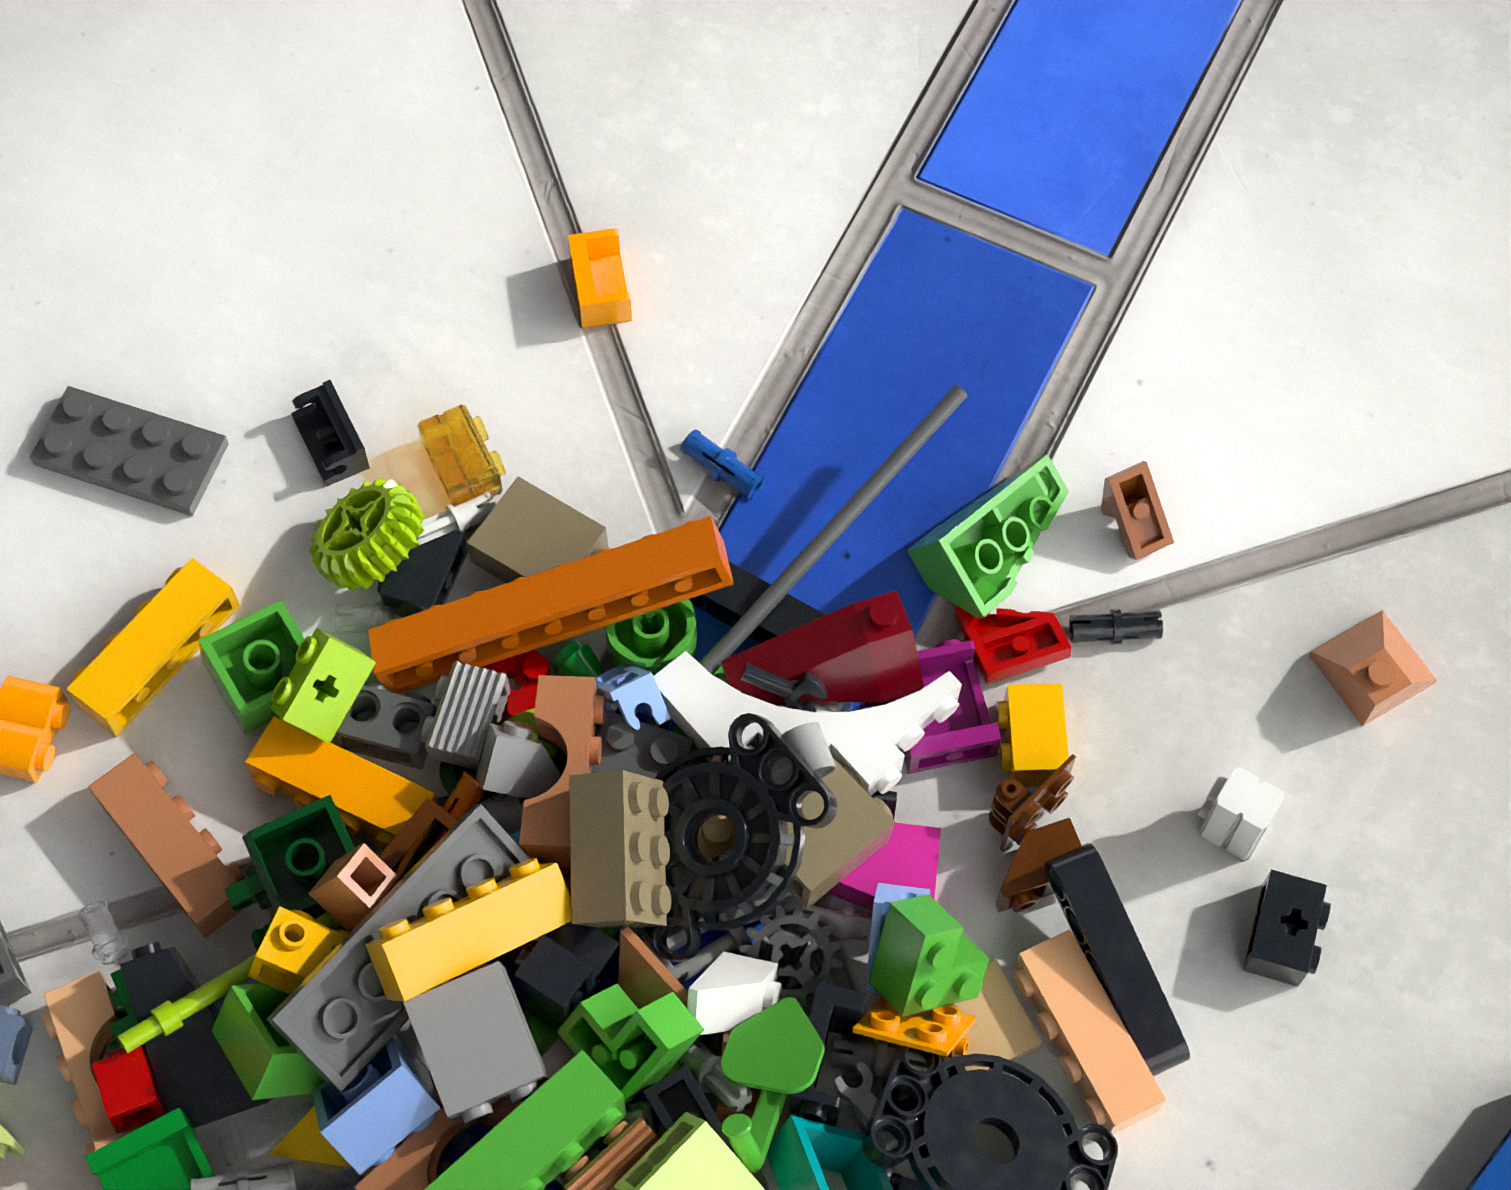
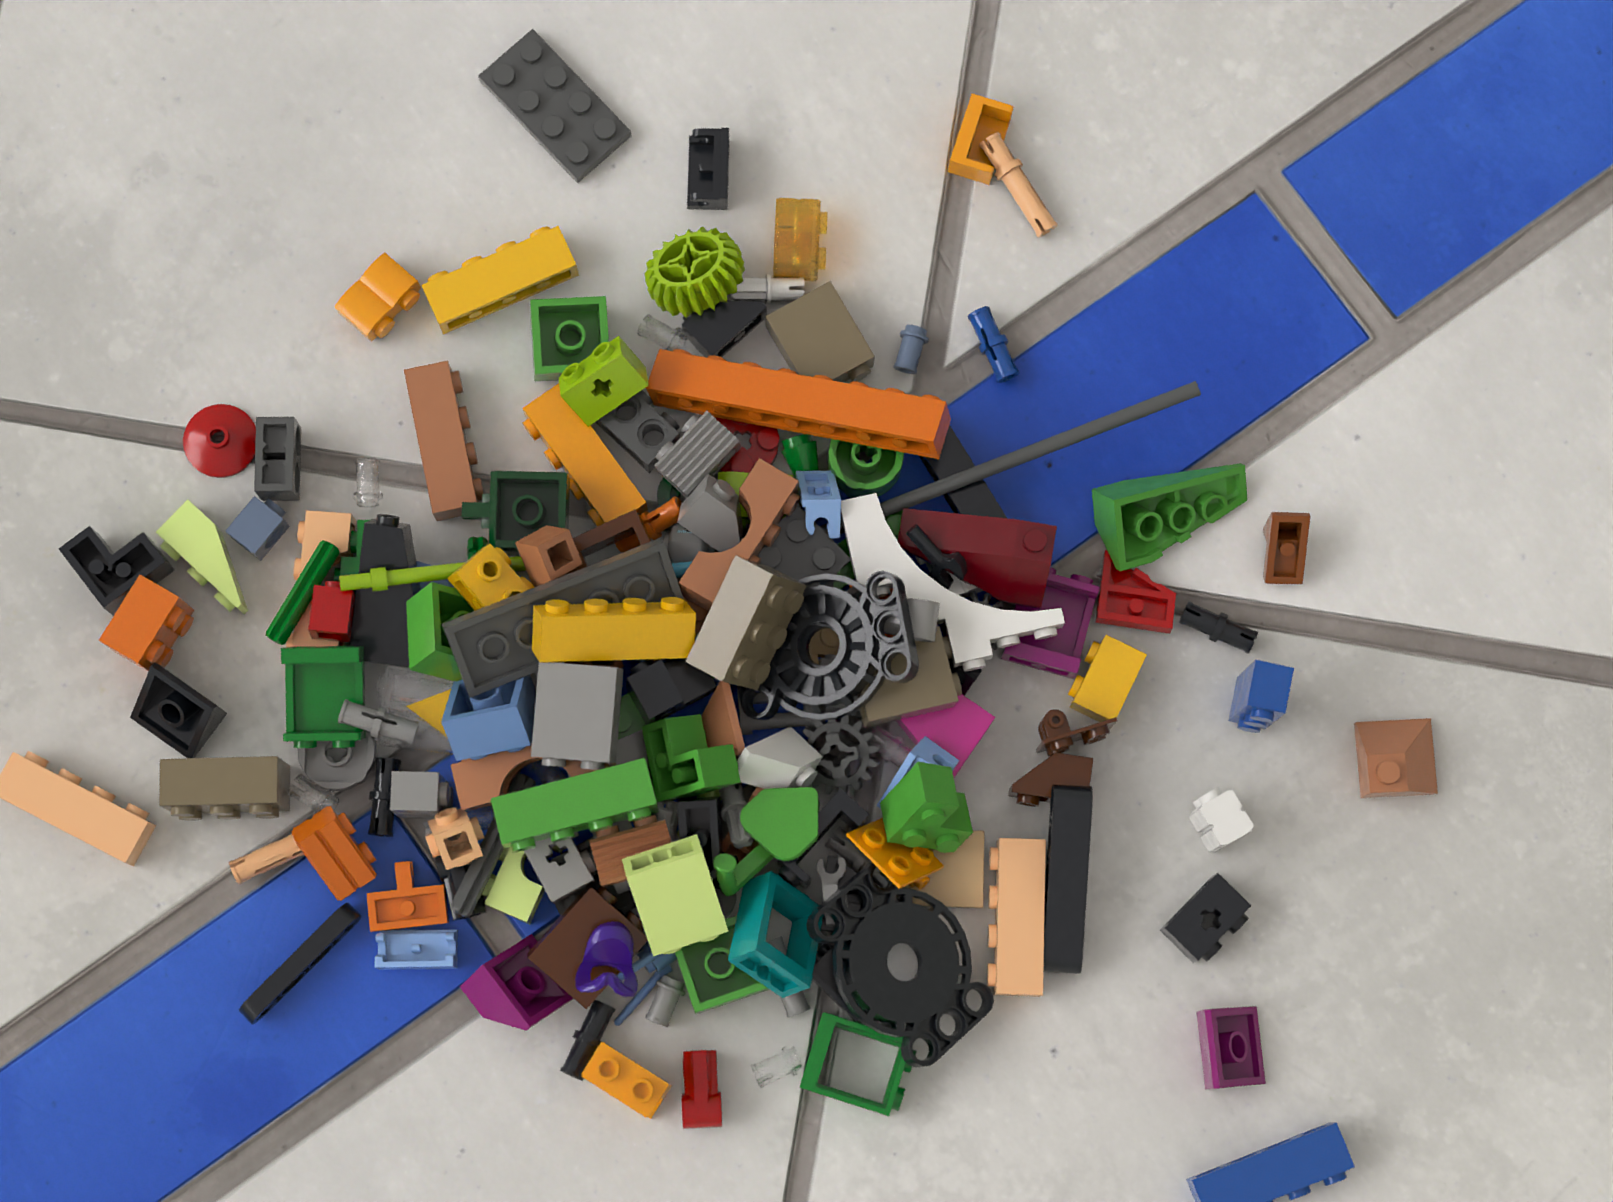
camera: 25 degrees right, 15 degrees up
(81, 1086) = (302, 592): none -> green axle
(638, 507) = (910, 349): none -> sand blue pin
(663, 303) = (1010, 172): none -> light nougat pin
(1206, 660) = (1260, 695): none -> blue brick
(1393, 1055) = (1230, 1047): none -> magenta slope

